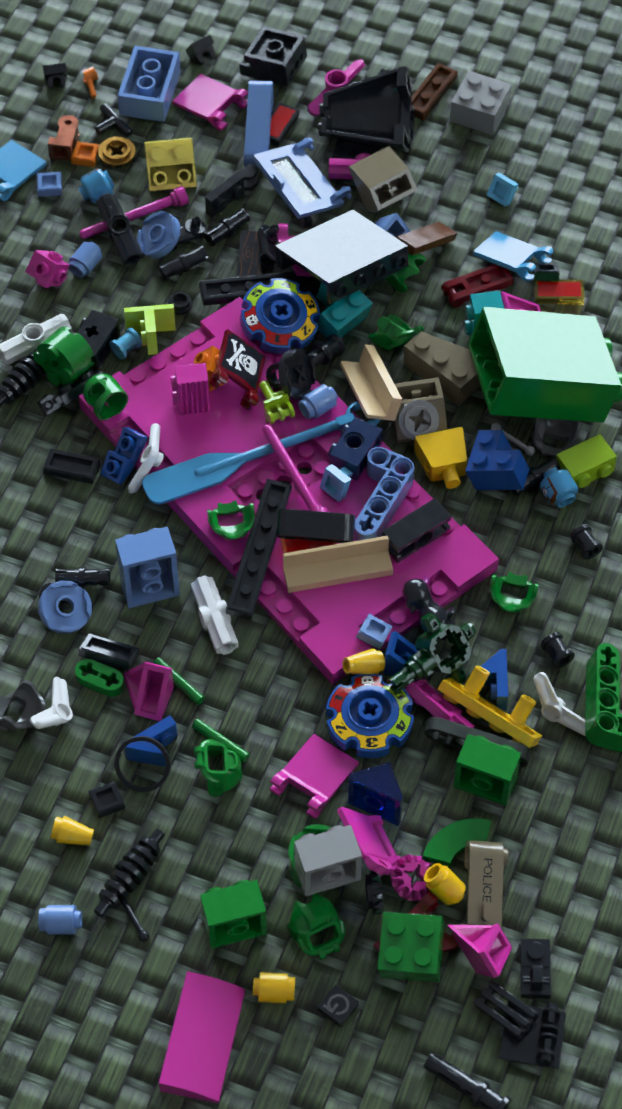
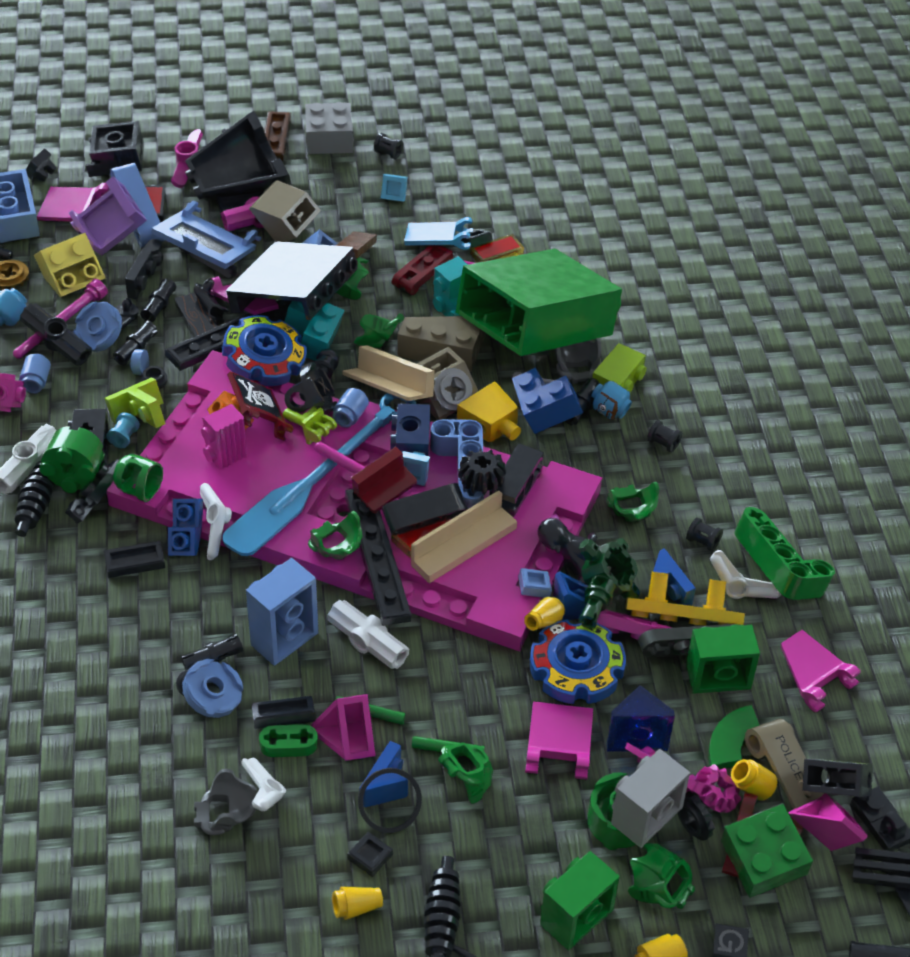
camera: 30 degrees left, 10 degrees down
(175, 282) = (139, 361): none -> medium blue tile
(223, 129) = (109, 218): none -> medium lavender panel
(298, 485) = (383, 480): none -> dark red panel
(380, 513) = (482, 471): none -> black gear
(521, 924) = (842, 777): none -> black torso
(530, 141) = (388, 146): none -> black bush
(571, 811) = (815, 667): none -> dark pink flag

